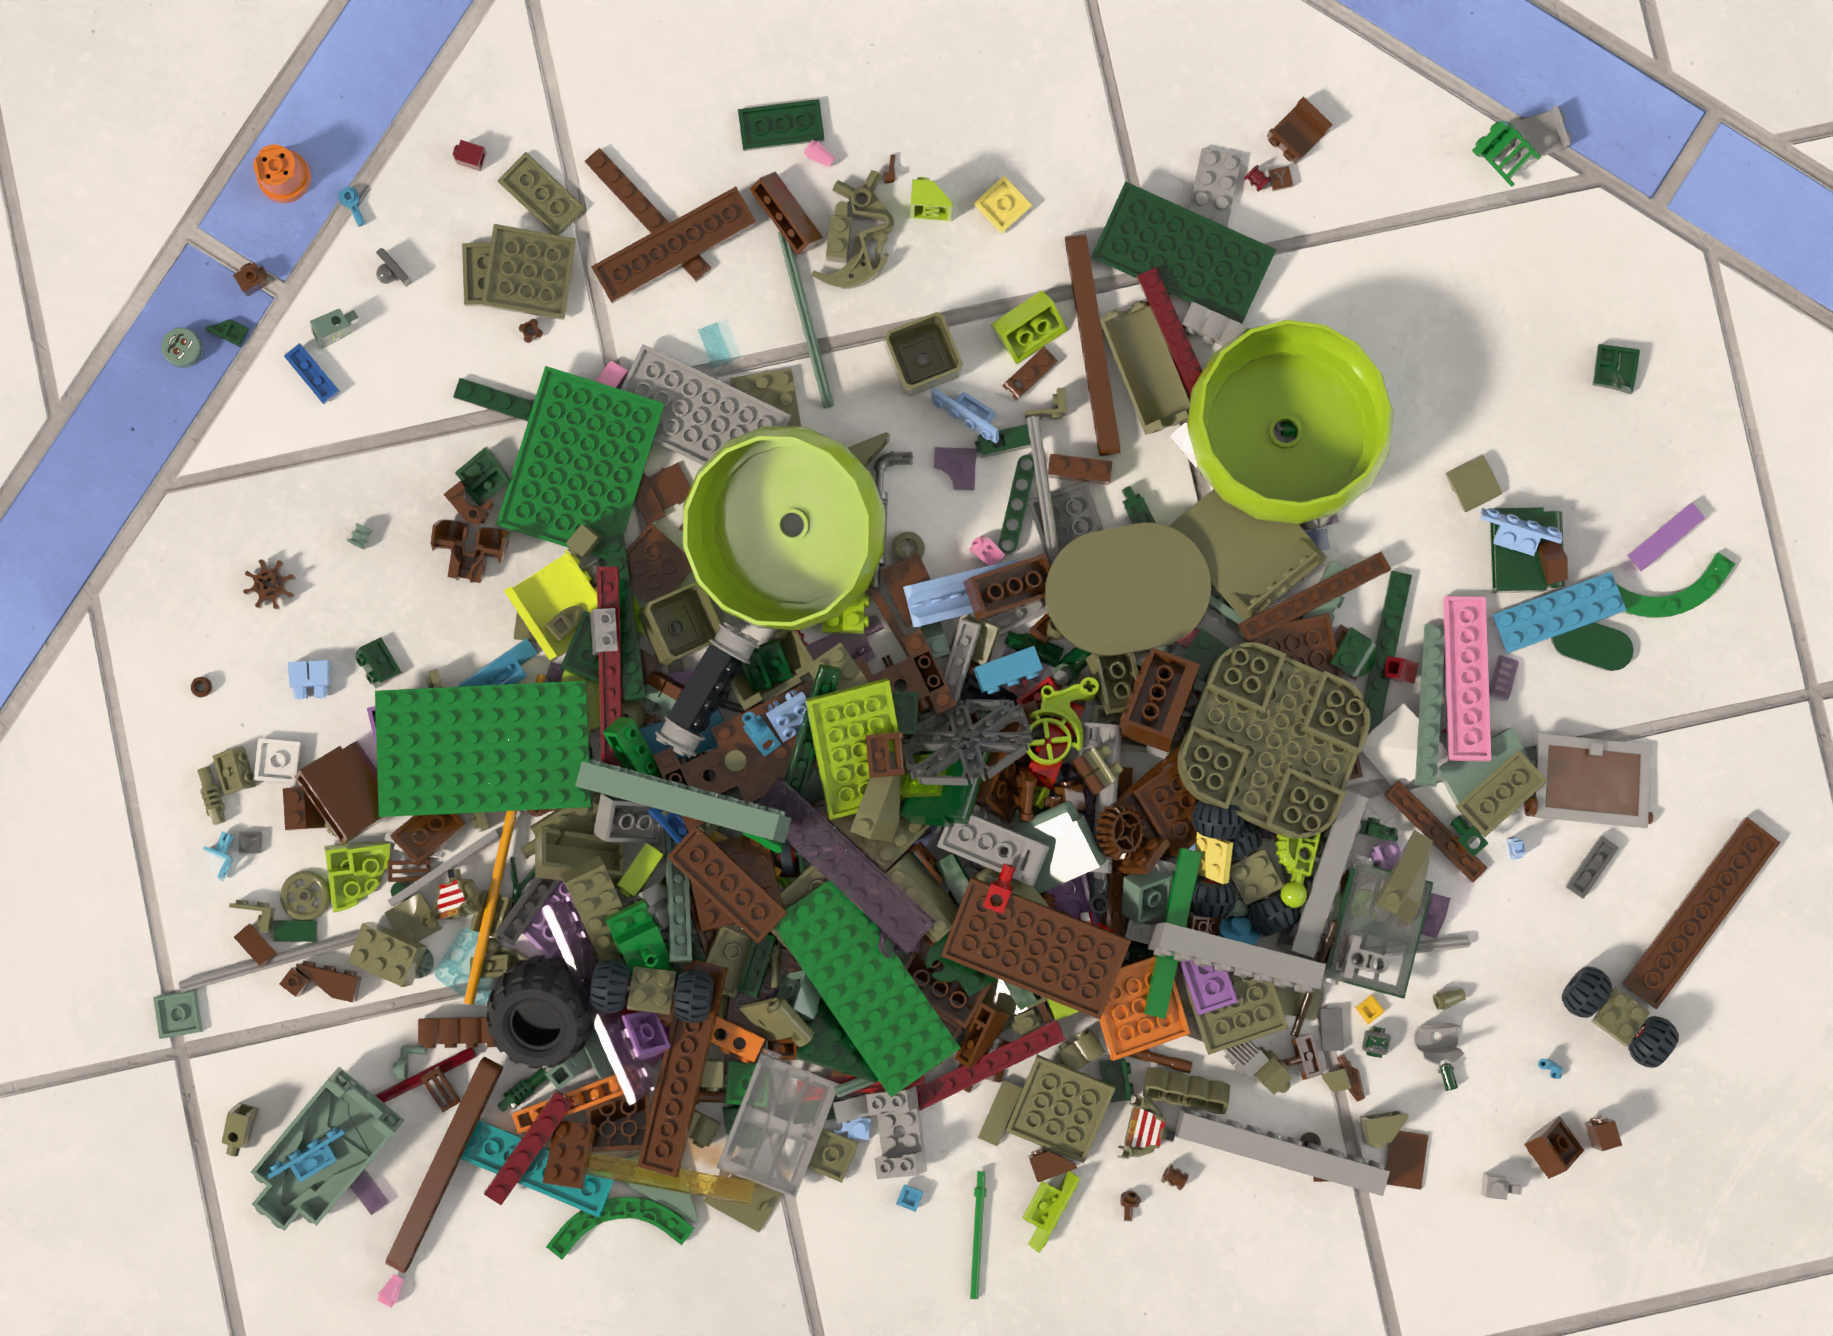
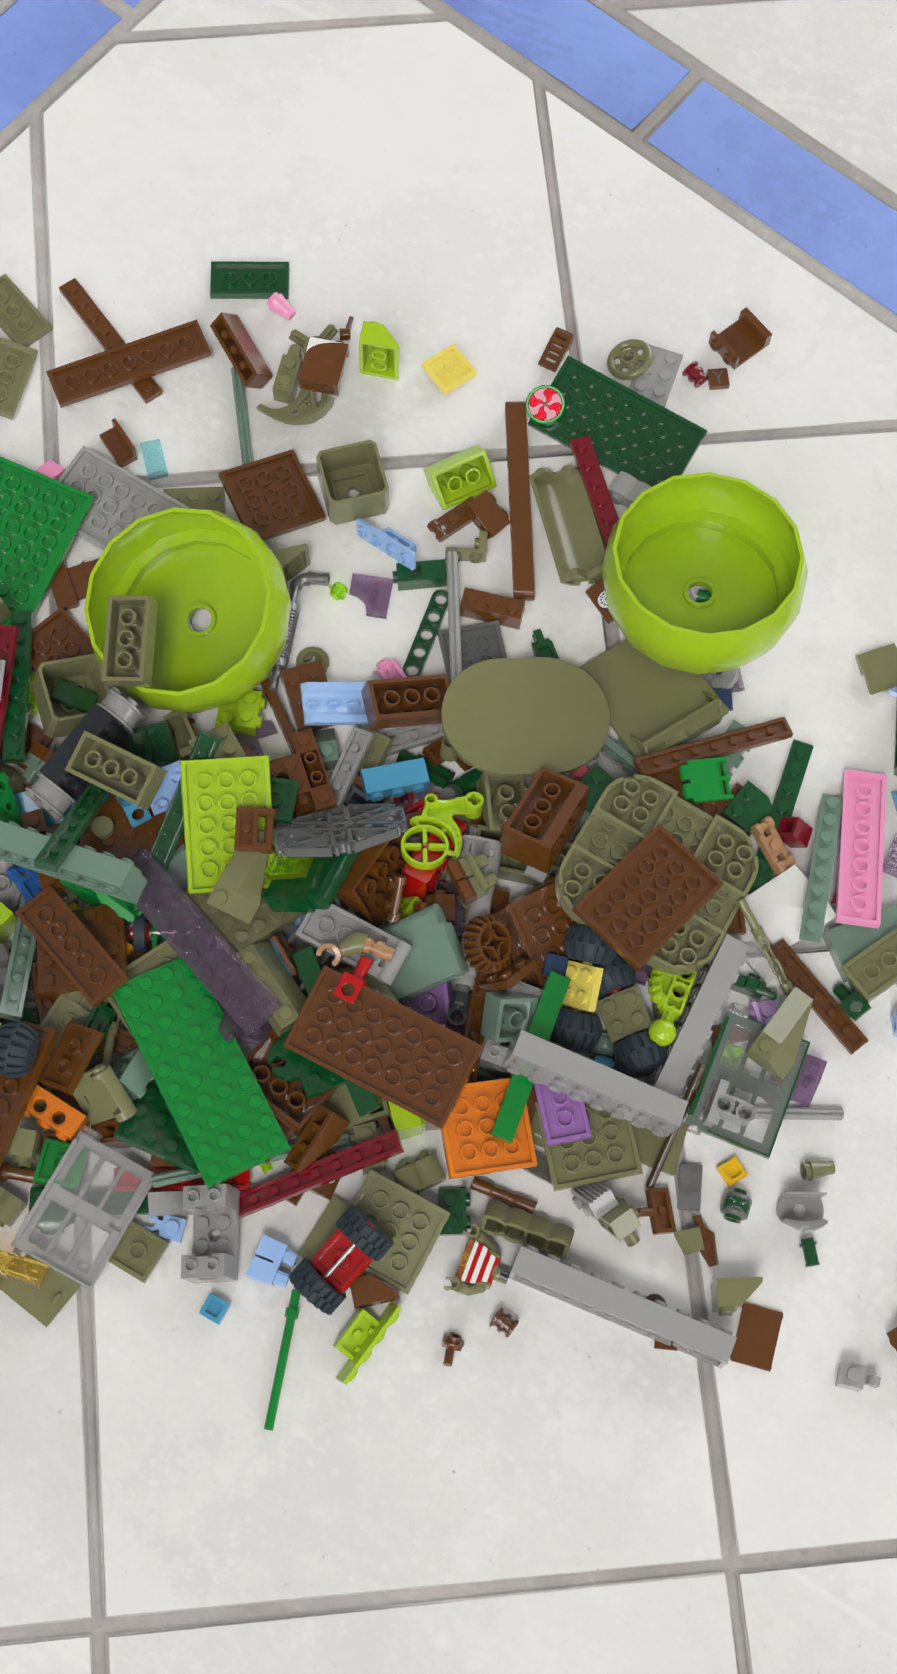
camera: 10 degrees right, 15 degrees down
(676, 335) = (119, 445): none -> reddish brown panel
(680, 620) = (73, 696): none -> dark green tile
(718, 764) = (71, 828): none -> dark green plate
(736, 580) = (129, 641): none -> olive brick
(743, 989) = (70, 1057): none -> reddish brown plate
(744, 715) = (116, 770): none -> olive brick
(842, 375) = (272, 495): none -> reddish brown plate
(875, 224) = (323, 365): none -> reddish brown panel
(923, 469) = (338, 591): none -> clear neon green plate
(956, 1140) = (268, 1272): none -> light blue hips
(998, 853) = (357, 943): none -> medium nougat piece
(1021, 1144) = (341, 1260): none -> black plate
(1062, 368) = (487, 514): none -> reddish brown brick
(1107, 238) = (545, 405): none -> tile
(1116, 151) = (561, 338): none -> reddish brown slope
(1184, 838) = (554, 963): none -> dark blue tile
(1193, 185) = (629, 359): none -> olive plate
(1269, 771) = (648, 897): none -> reddish brown plate
(1311, 634) = (705, 780): none -> green plate
(1376, 785) = (758, 933): none -> olive piece
(1380, 687) = (772, 845): none -> medium nougat plate

